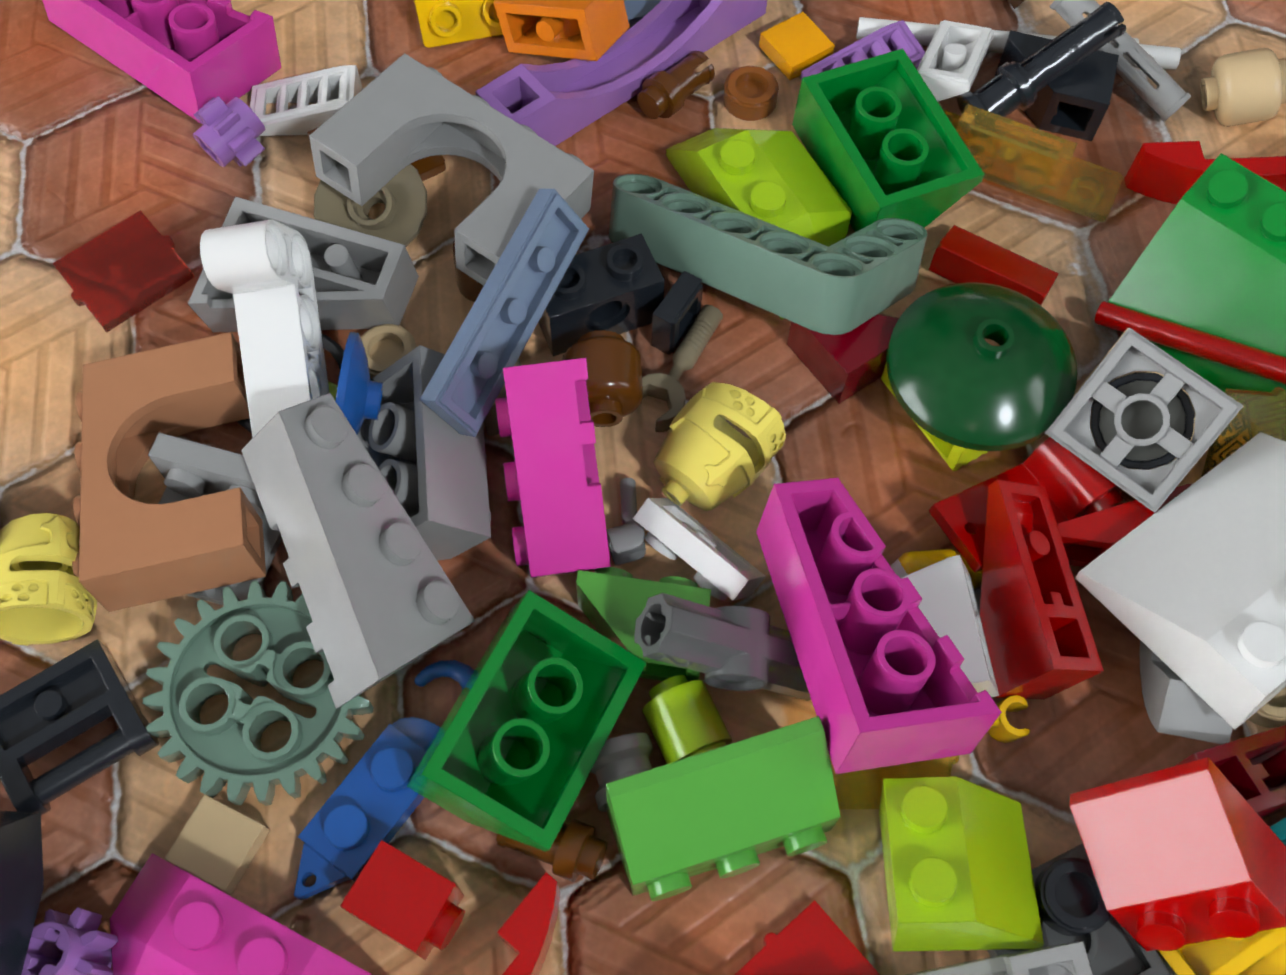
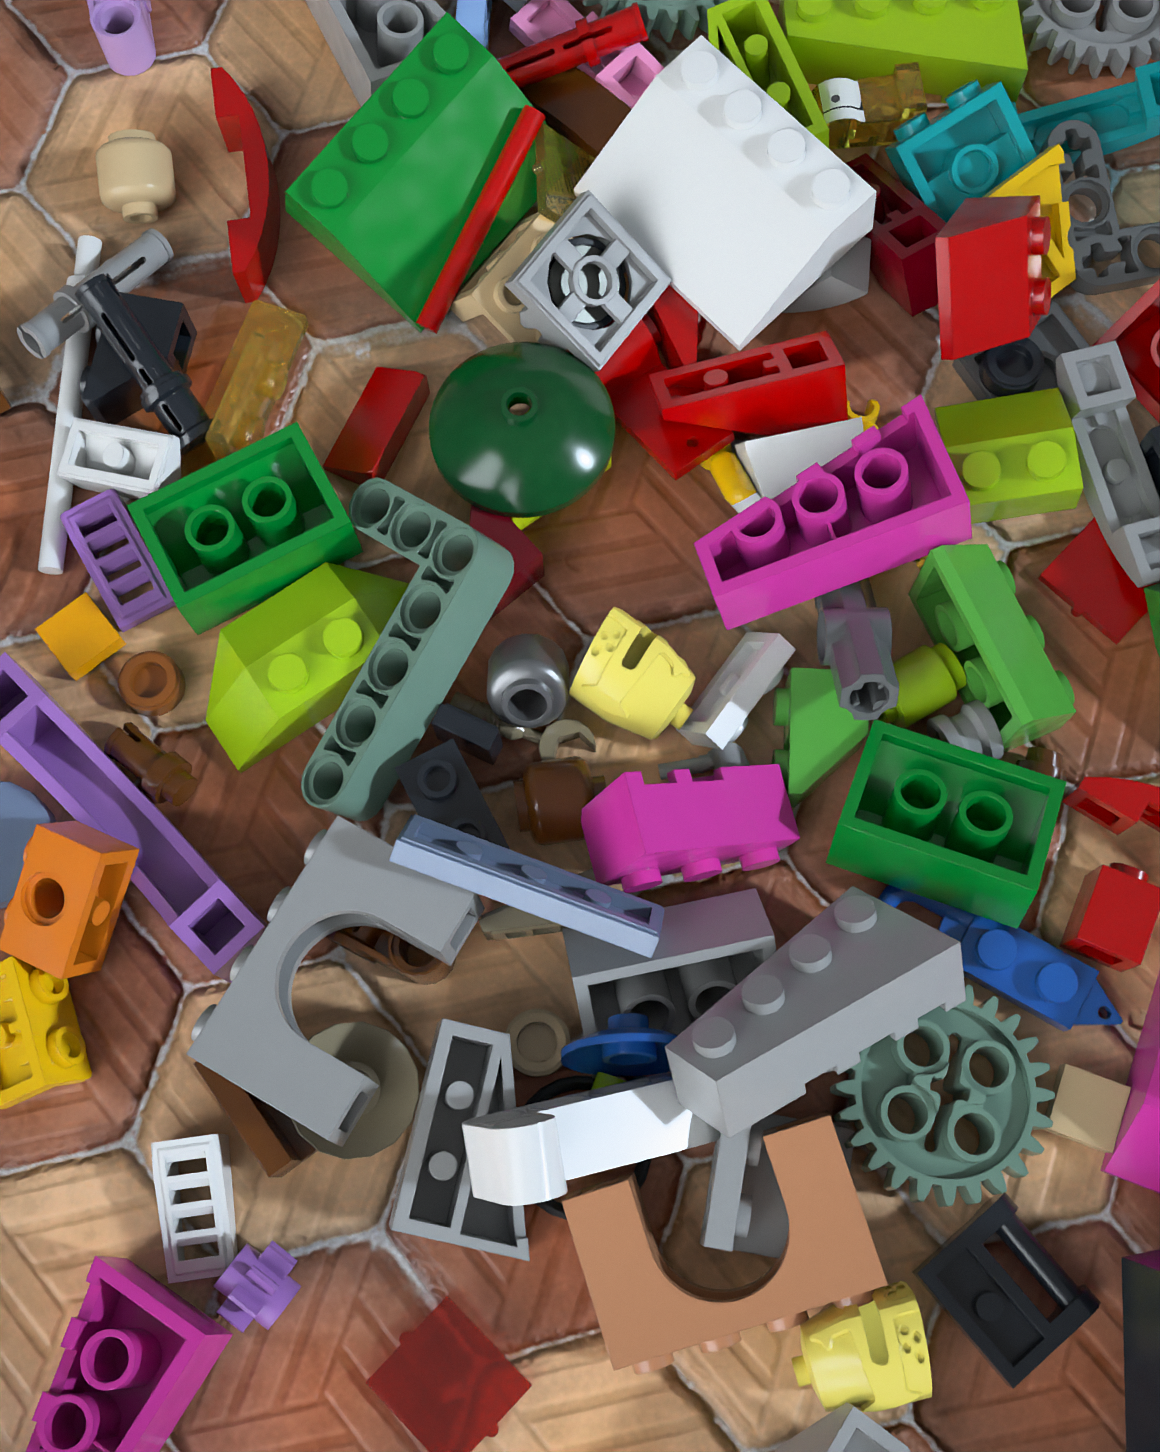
camera: 90 degrees left, 10 degrees up
(721, 353) = (528, 680): none -> flat silver head

